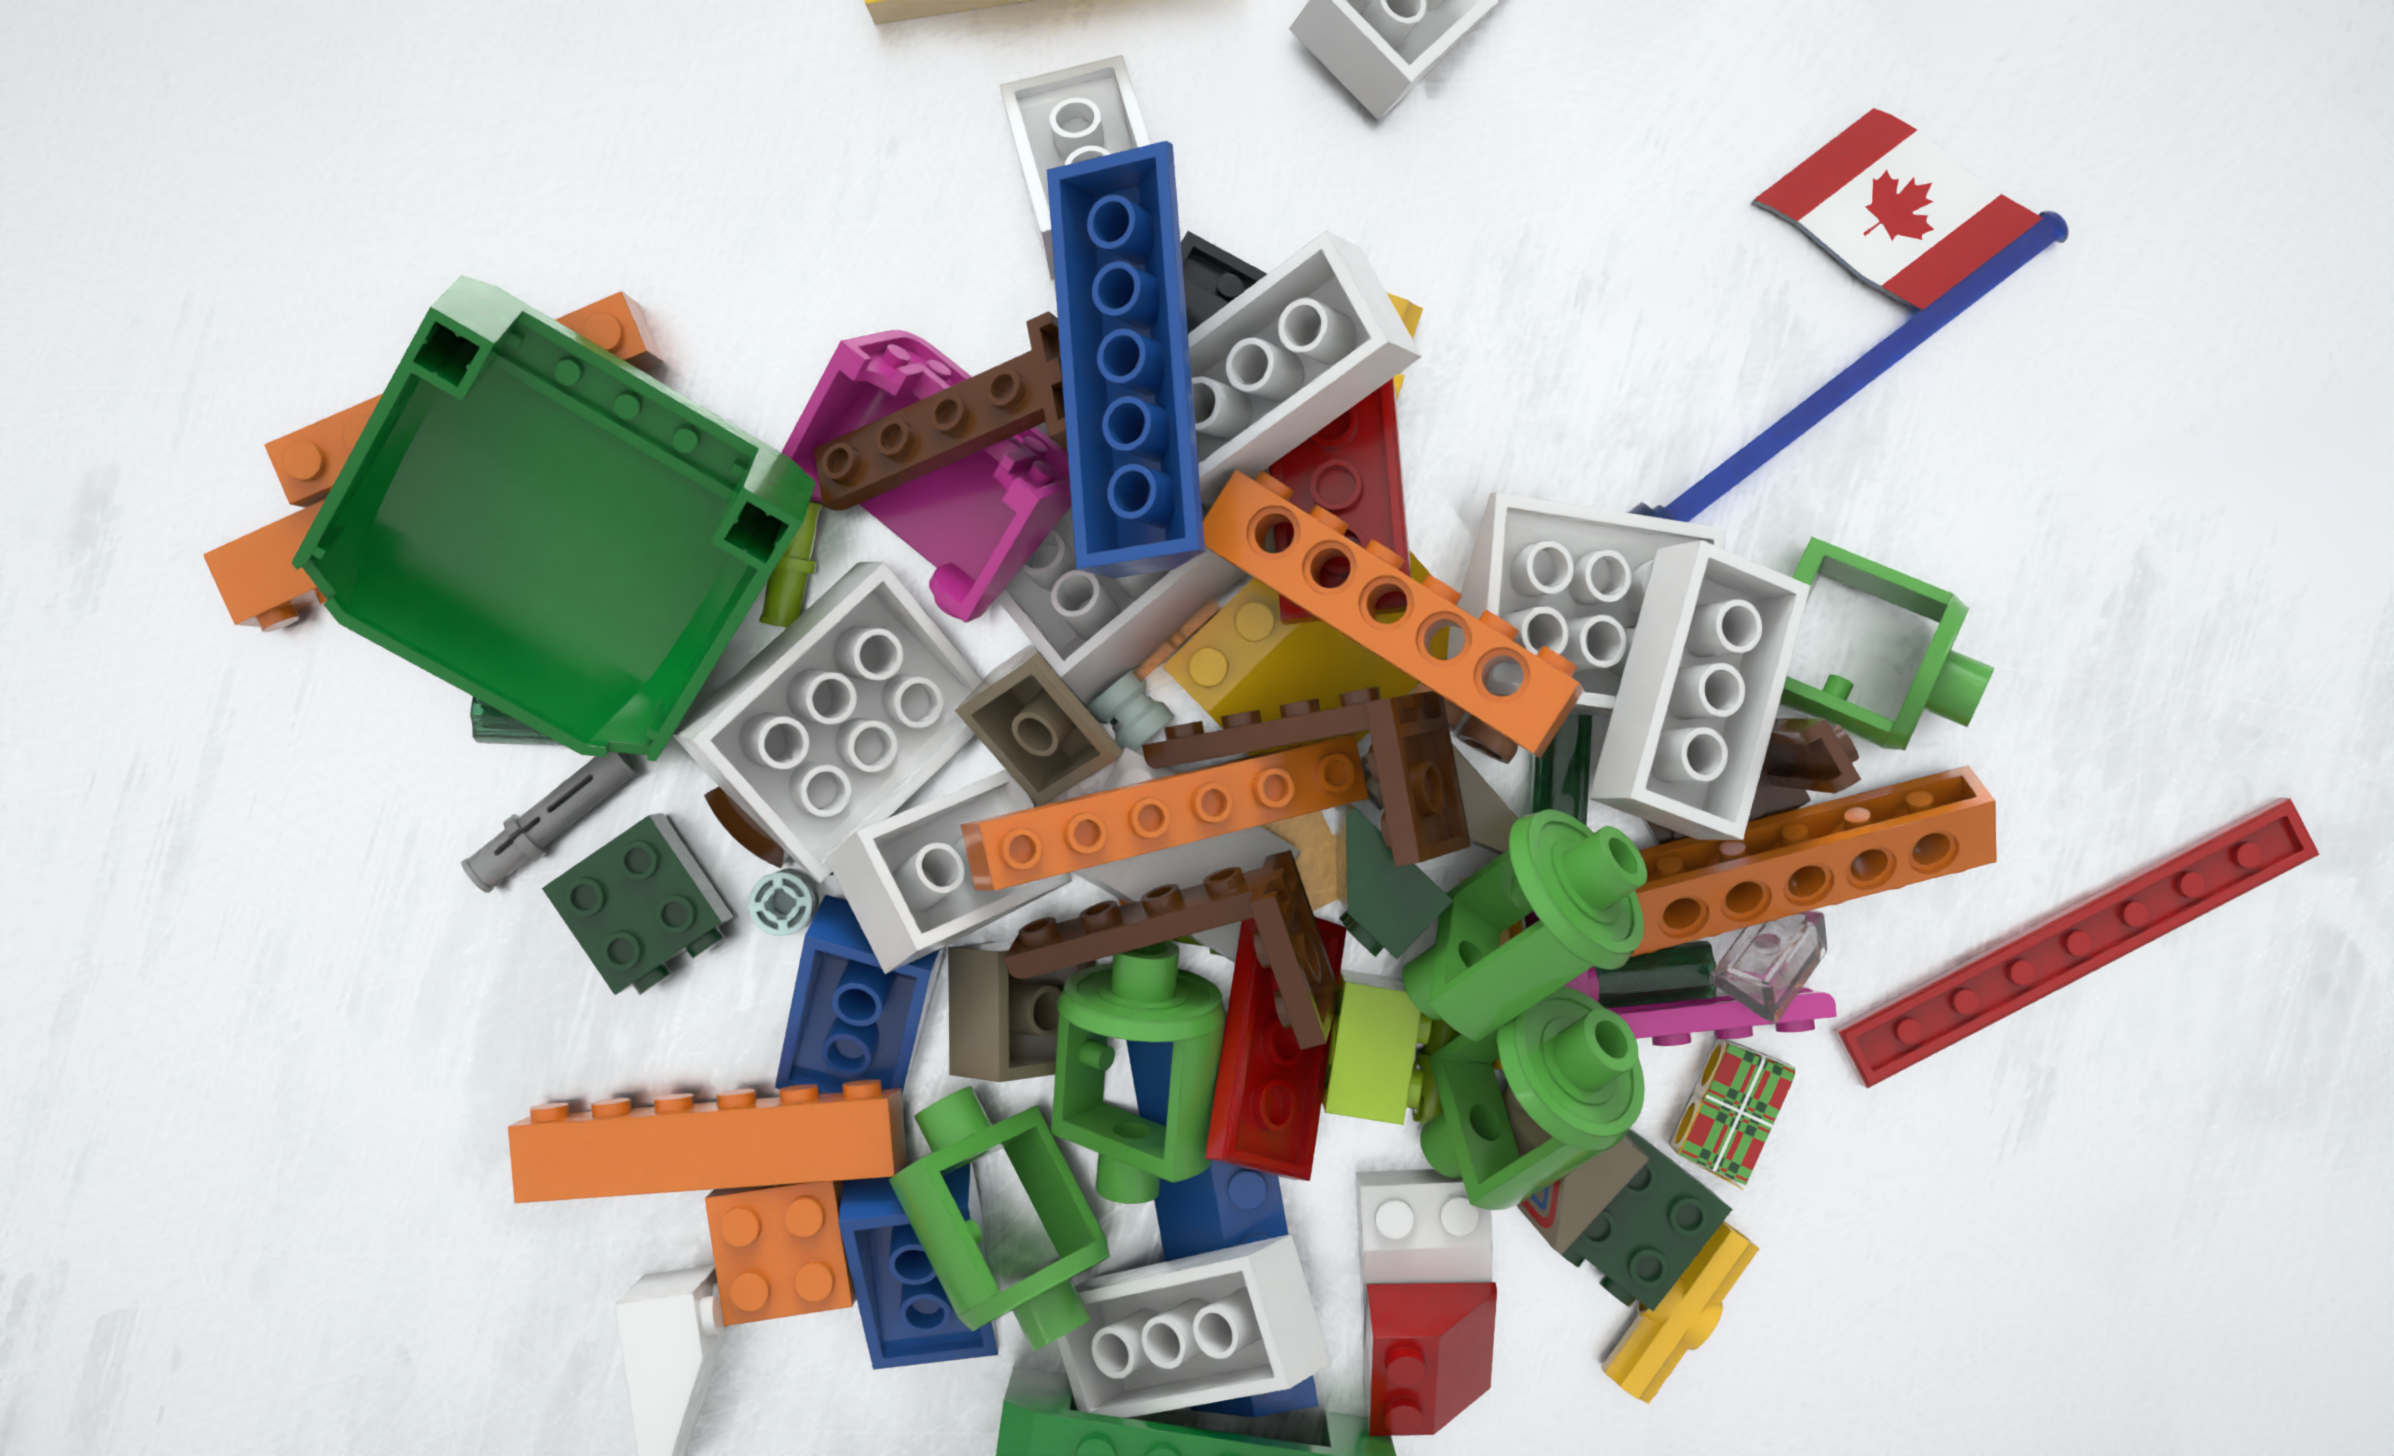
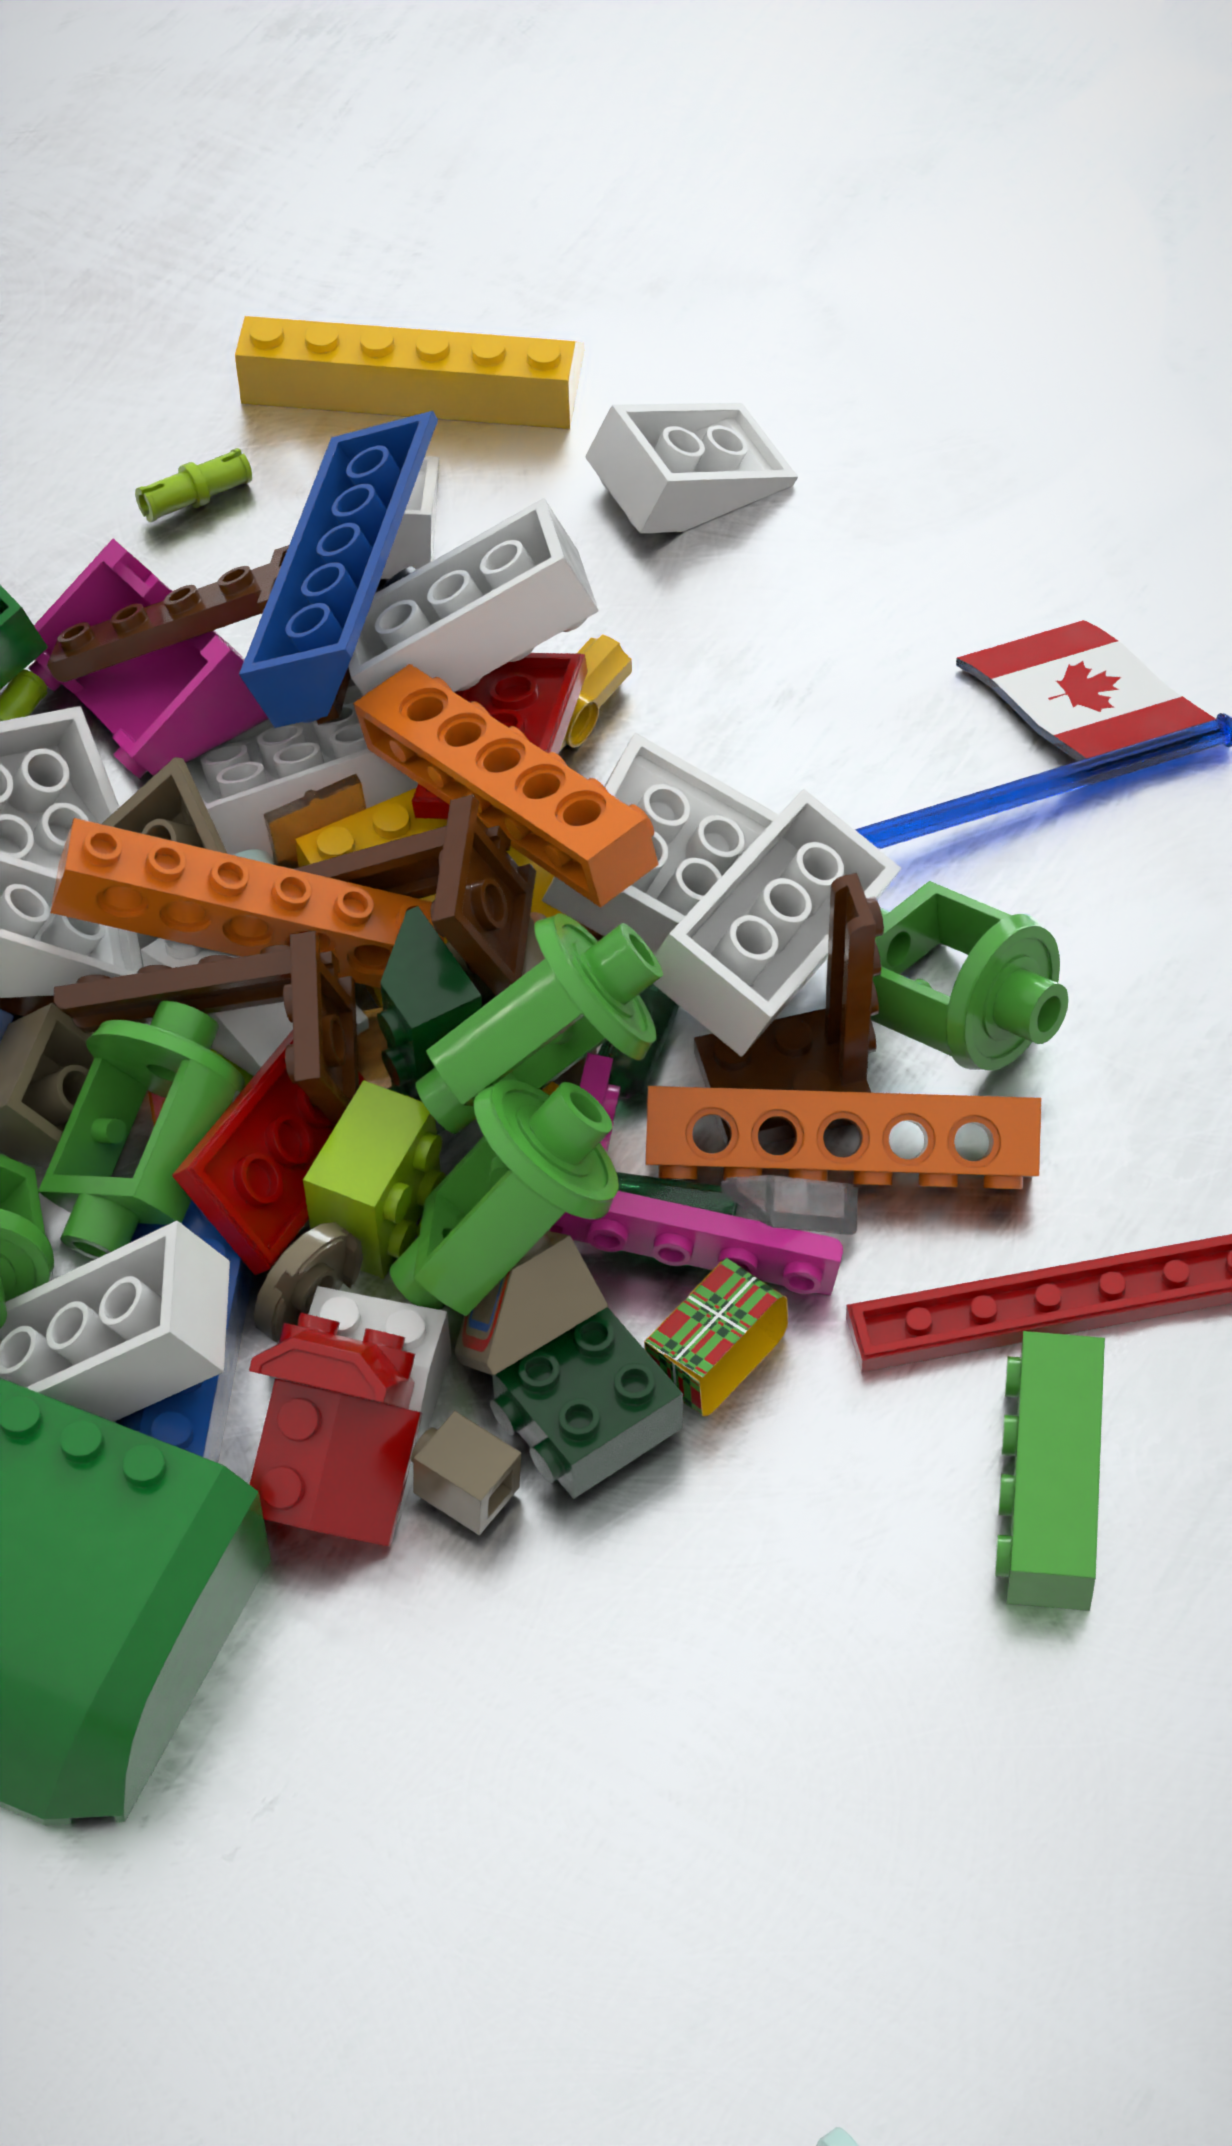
camera: 15 degrees right, 35 degrees down
(873, 175) = (193, 485): none -> lime pin
(1346, 1177) = (321, 1258): none -> dark tan tile
(1423, 1309) = (322, 1359): none -> red slope
(1547, 1320) = (465, 1471): none -> dark tan brick
(1682, 1318) = (607, 1507): yellow piece -> none
(2071, 1164) = (1054, 1471): none -> bright green brick

